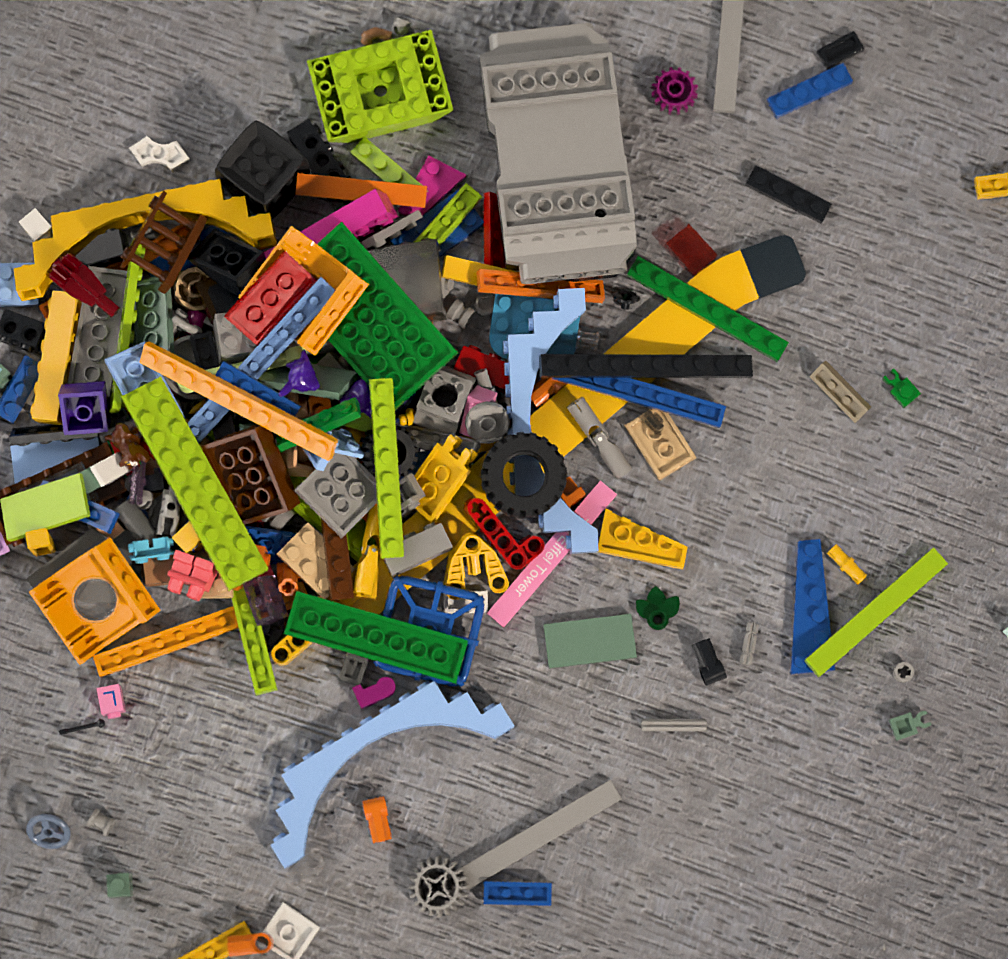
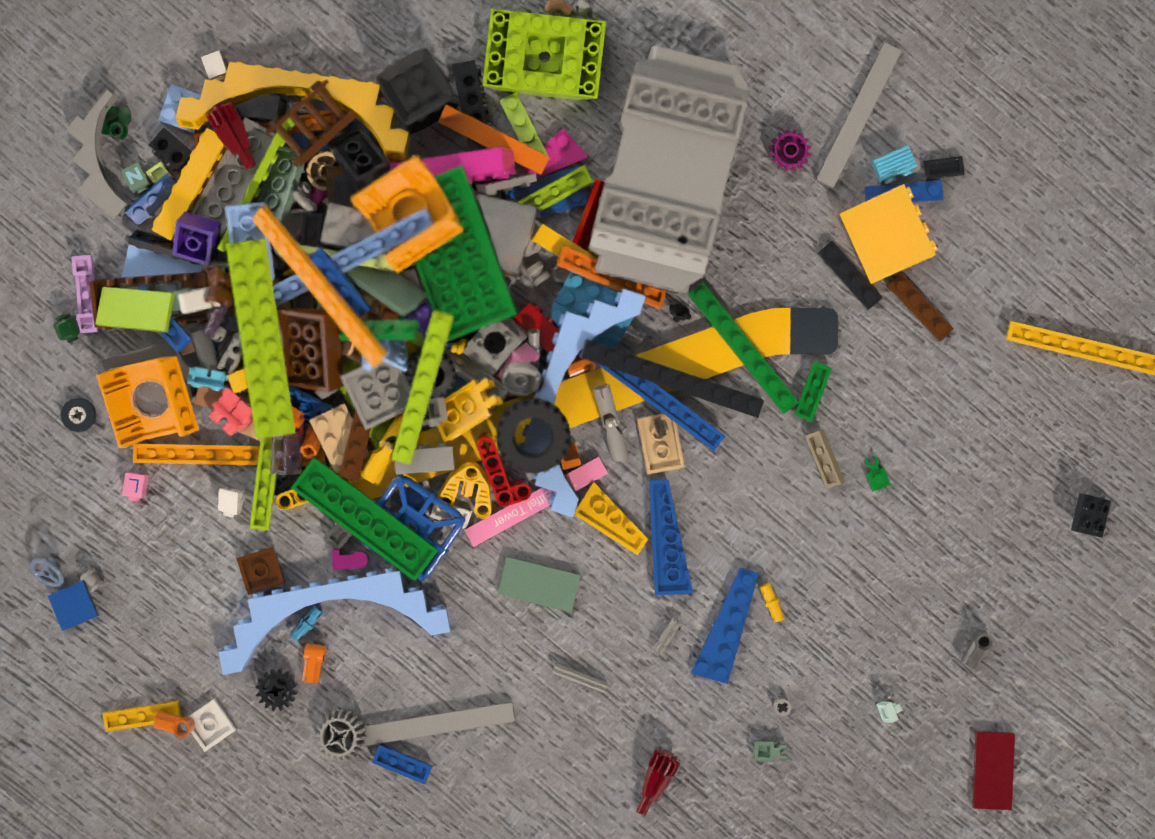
camera: 25 degrees right, 10 degrees up
(13, 360) = (158, 172): none -> yellowish green tile
(20, 637) = (69, 410): none -> black bush
(40, 542) = (121, 335): yellow slope -> none
(89, 859) = (73, 605): none -> blue tile
(100, 723) = (121, 499): black hinge -> none
(119, 885) = (88, 636): sand green brick -> none
(149, 152) = (349, 45): white tile -> none
(222, 676) = (230, 501): none -> white slope
(270, 298) = (377, 209): tile -> none
(282, 741) = (261, 570): none -> reddish brown plate
(301, 376) = (379, 285): dark purple animal -> none
(354, 780) = (306, 623): none -> dark azure pin
(361, 855) = (275, 682): none -> black gear
(421, 598) = (414, 499): none -> blue plate
(657, 606) = (605, 576): dark green plate -> none
(691, 250) = (749, 292): clear red plate -> none
(710, 667) = (628, 644): black piece -> none
(717, 558) = (669, 559): none -> blue wing
(787, 65) = (894, 164): none -> medium azure brick
(798, 327) = (812, 391): none -> green plate
(801, 798) = (659, 773): none -> dark red piece
(810, 135) = (888, 233): none -> yellow panel
(875, 199) = (920, 307): none -> reddish brown plate
(875, 612) = (779, 651): lime tile -> none

